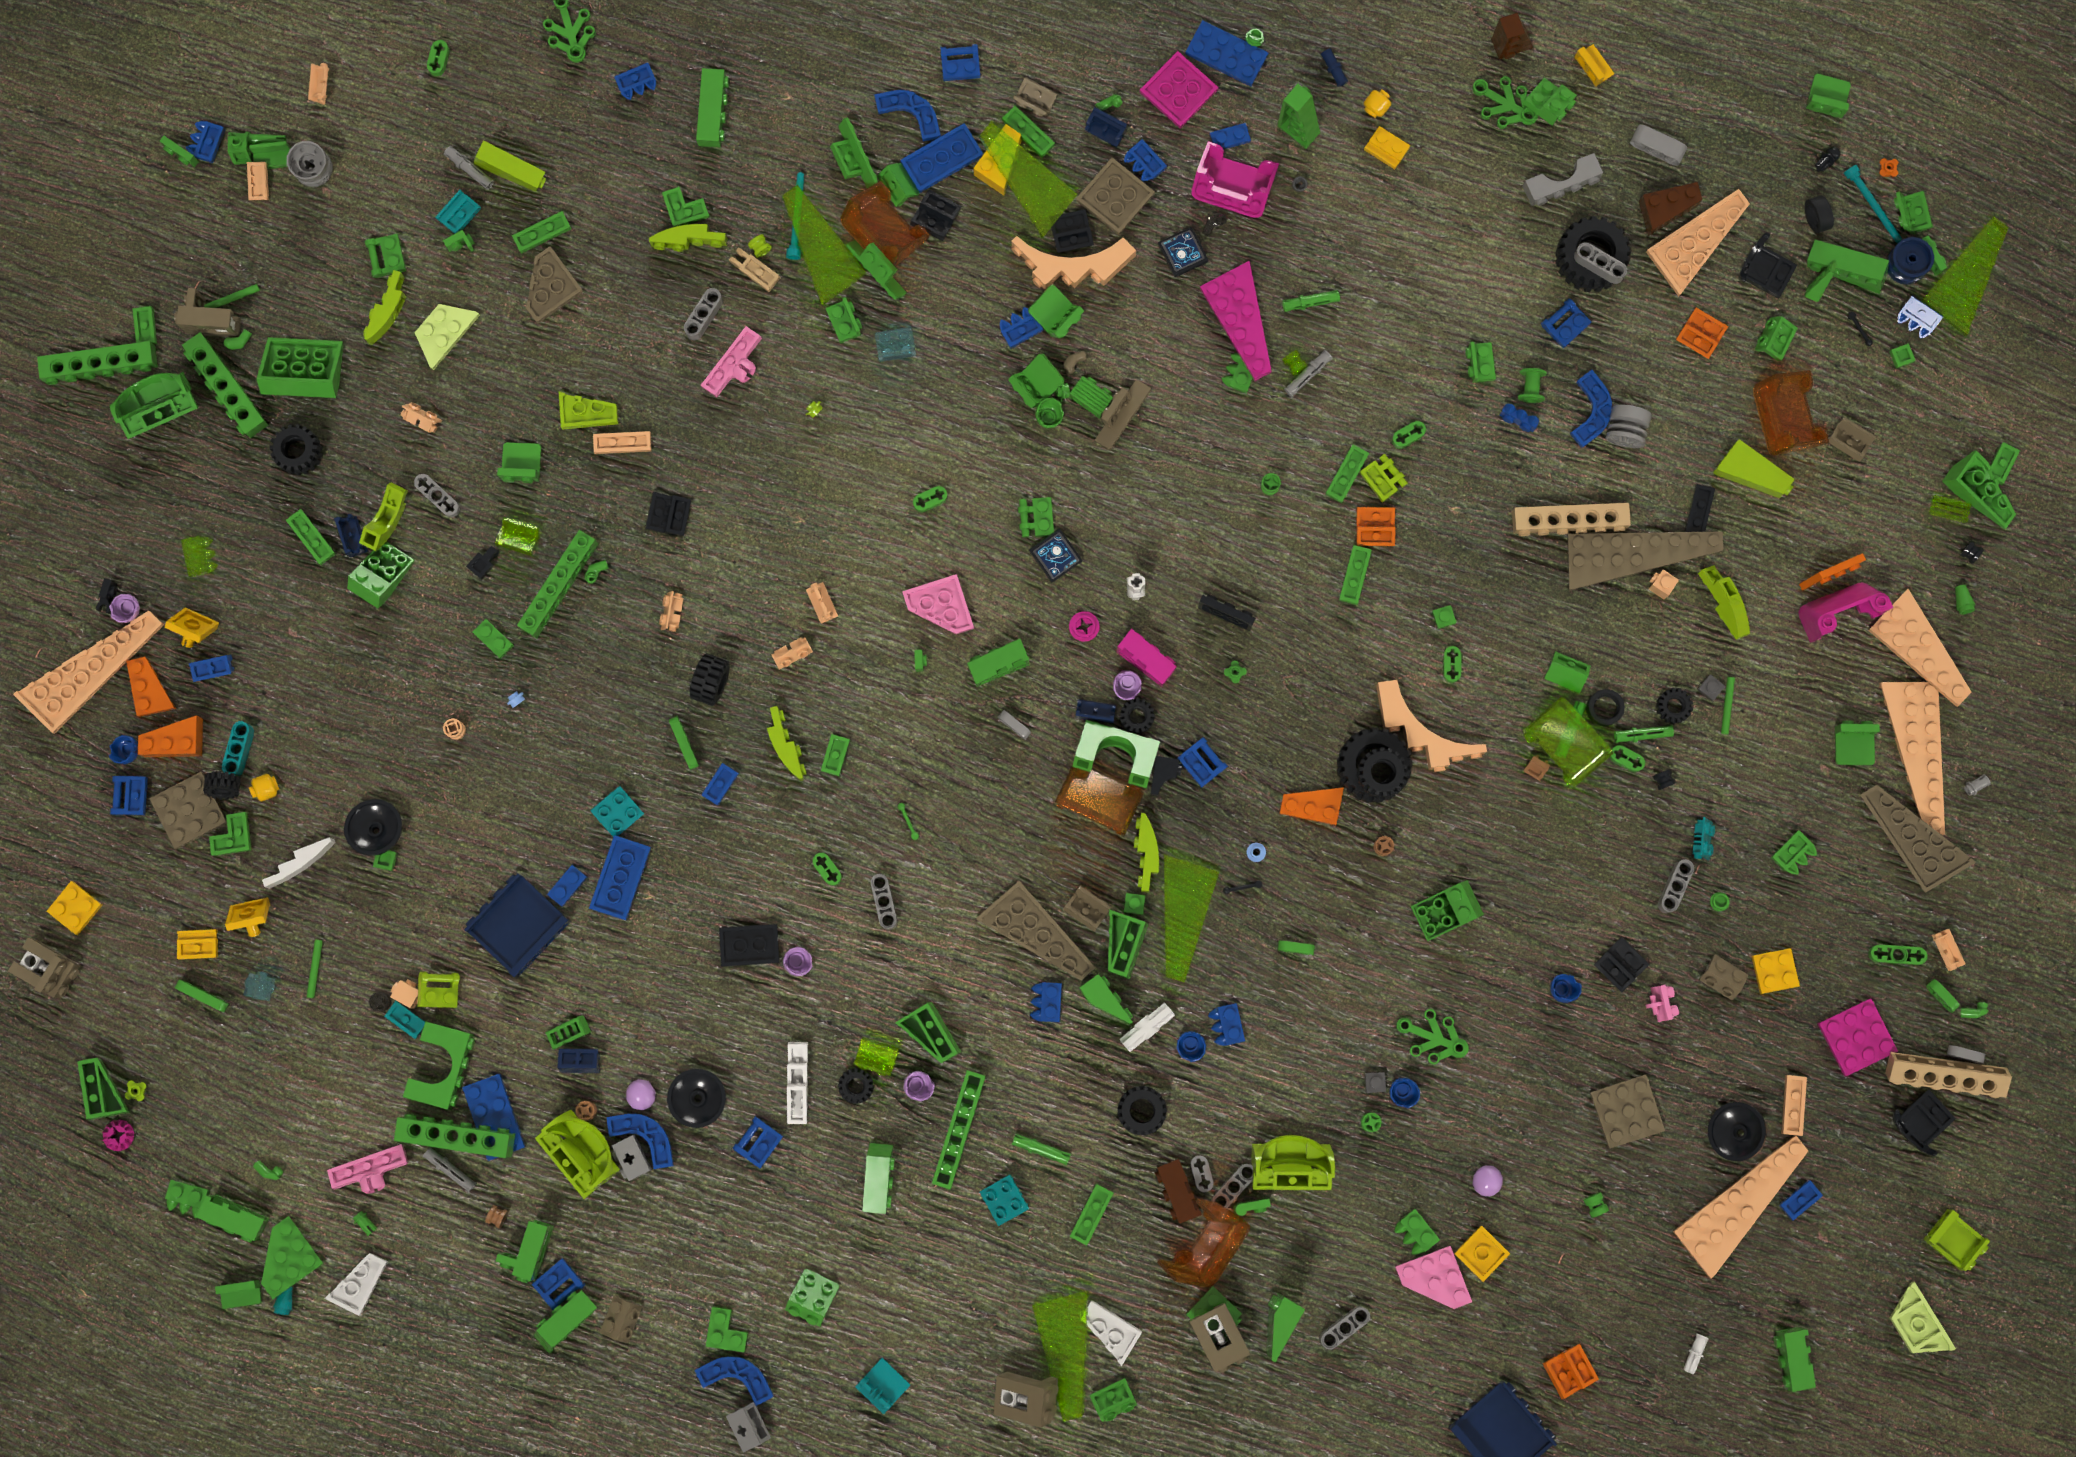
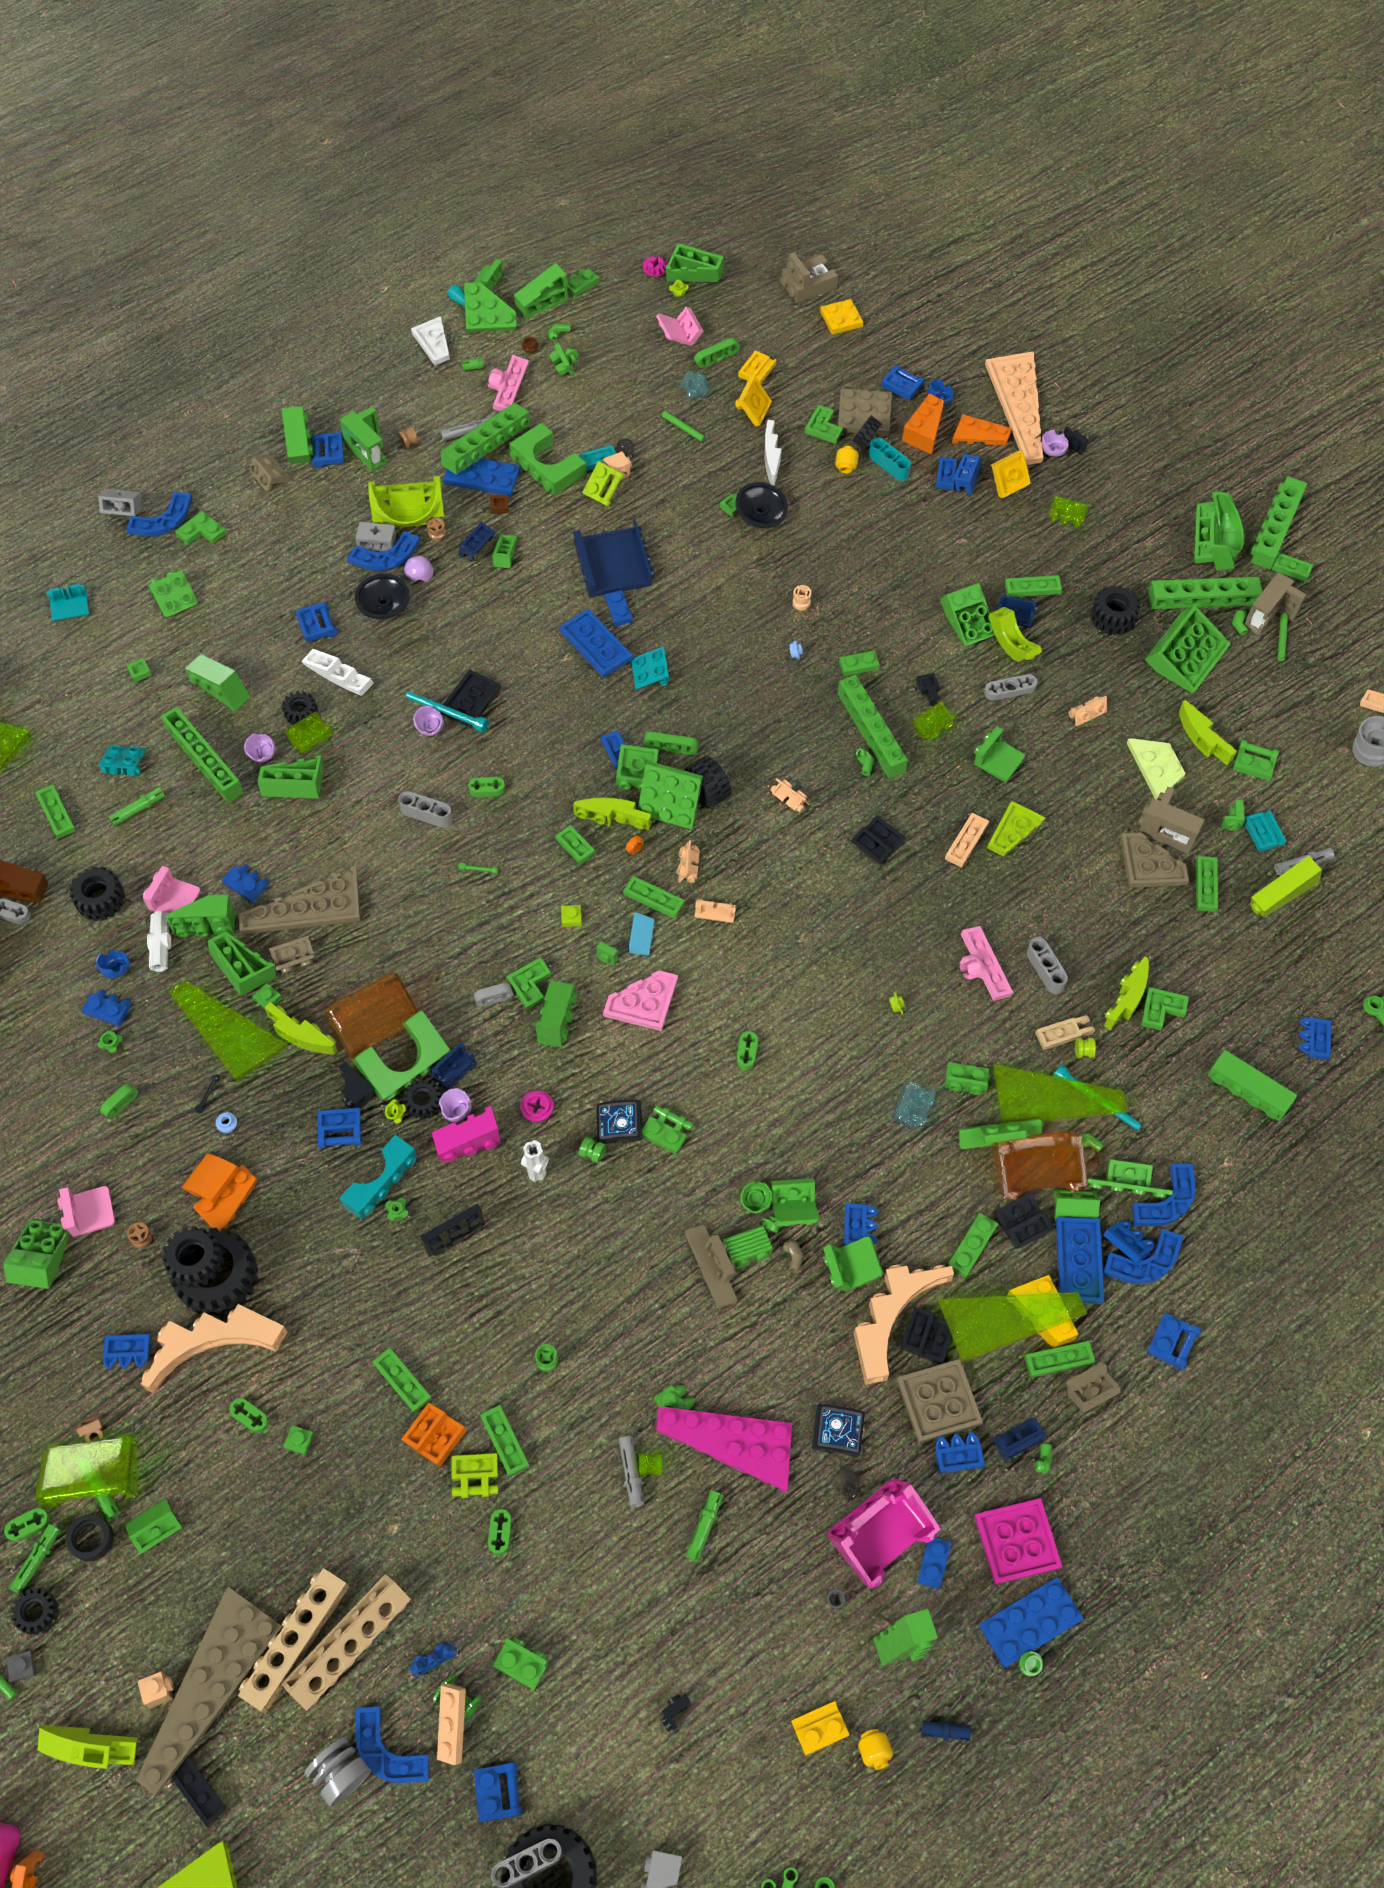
camera: 120 degrees right, 20 degrees down
(192, 1049) = (683, 329): none -> bright pink bracket
(222, 688) = (946, 473): none -> blue plate
(300, 1144) = (569, 356): none -> bright green hips
(304, 1185) = (530, 345): none -> reddish brown plate
(507, 288) = (1169, 823): none -> dark tan brick
(520, 1073) = (499, 504): none -> reddish brown plate
(730, 751) = (632, 765): none -> bright green plate
(744, 700) = (670, 794): none -> bright green plate
(773, 916) = (479, 723): none -> teal piece
(804, 705) = (634, 845): none -> orange tile
(837, 203) = (1091, 1141): none -> bright green arm
(842, 658) = (654, 897): none -> bright green plate
(857, 115) = (1172, 1208): none -> blue plate
(882, 647) = (641, 934): none -> medium azure slope
(902, 714) = (571, 916): none -> lime plate
(903, 130) = (1129, 1241): none -> blue plate
(910, 1260) = (138, 670): none -> bright green plate
(980, 240) = (972, 1245): none -> bright green plate
(987, 709) = (525, 980): none -> bright green plate
(1092, 559) = (592, 1149): none -> bright green wheel
(1101, 1048) = (168, 893): none -> bright pink bracket
(1165, 729) = (391, 1113): none -> lime plate
(1245, 702) = (362, 1198): none -> teal arch
(1257, 1001) = (110, 1036): none -> bright green plate
(1307, 828) = (210, 1178): none -> orange slope
(1392, 900) = (86, 1210): none -> bright pink bracket
(1440, 244) = (676, 1705): none -> black bracket
(1468, 786) = (126, 1348): none -> blue plate
(1549, 481) = (334, 1643): none -> tan brick
(1550, 375) = (451, 1724): none -> light nougat plate

